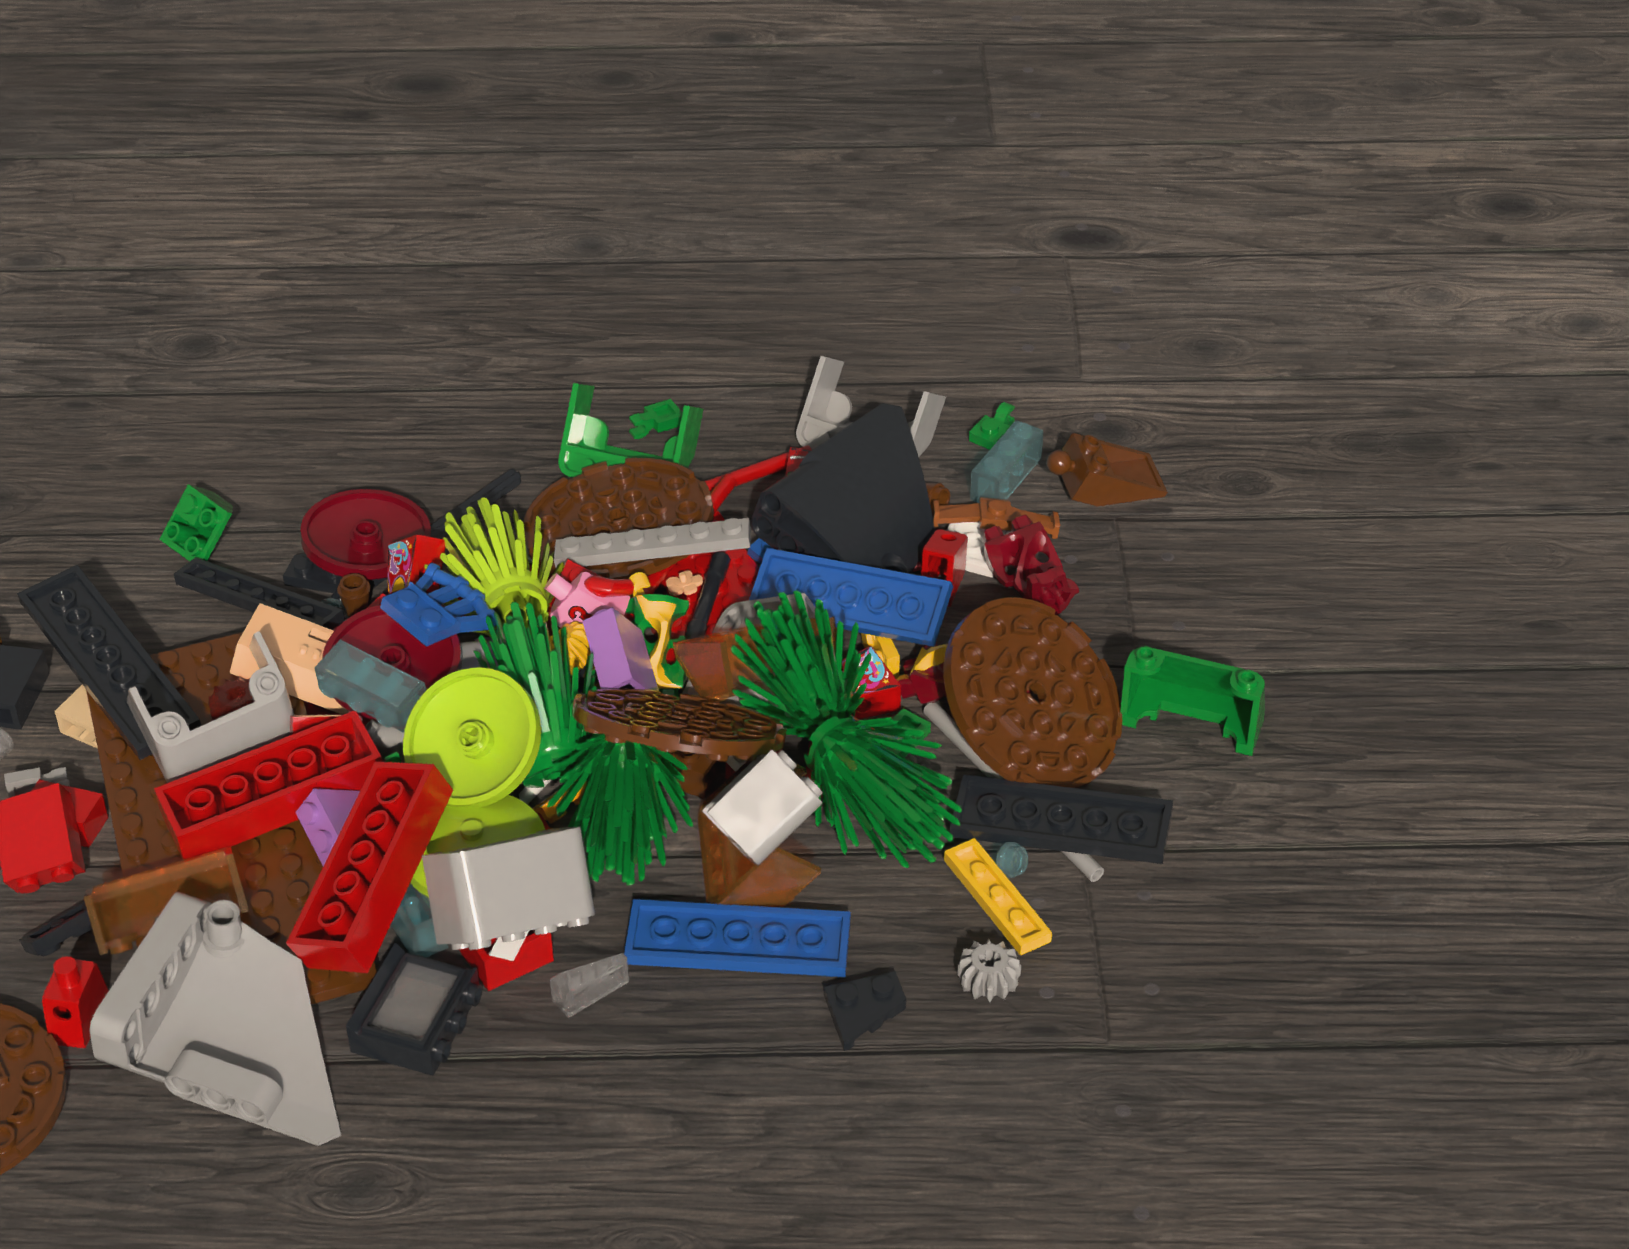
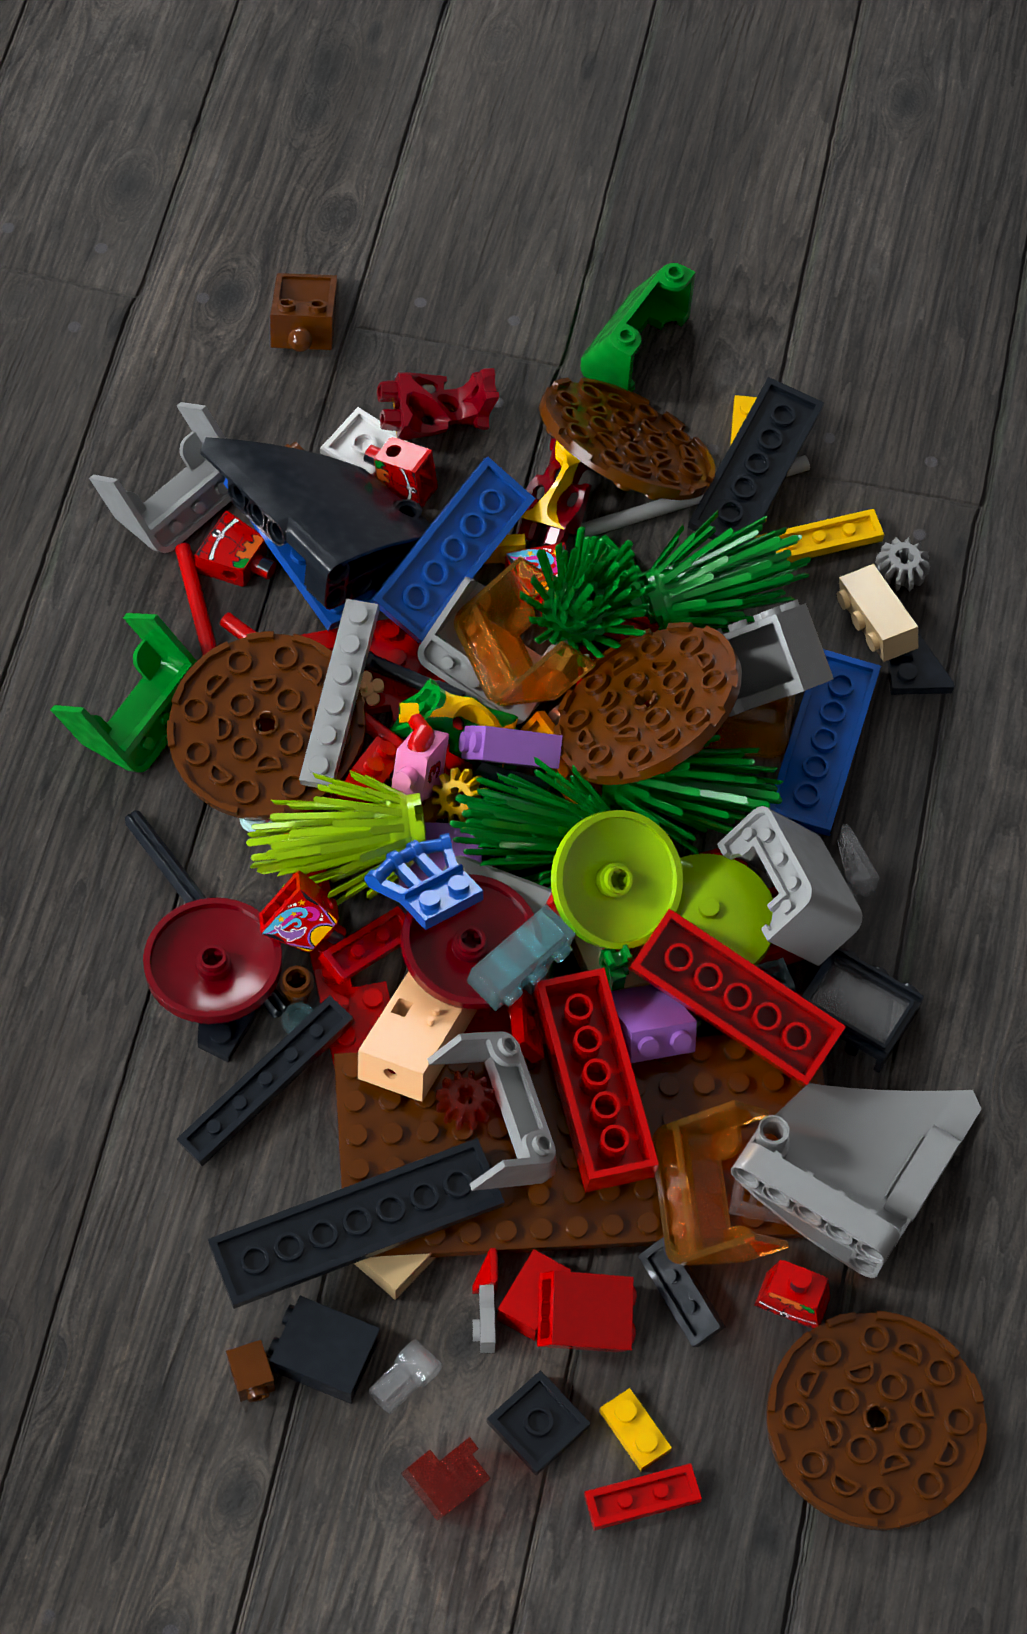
camera: 80 degrees left, 20 degrees up
(87, 778) = (488, 1273): none -> red slope
(197, 523) = (128, 1127): green slope -> none
(660, 416) = (86, 665): green plate -> none
(907, 948) = (877, 613): none -> tan brick
(989, 429) = (200, 388): green plate -> none
(991, 513) = (338, 411): dark orange plate -> none
(1007, 462) = (269, 386): clear light blue brick -> none
(1012, 859) = (783, 516): clear light blue plate -> none

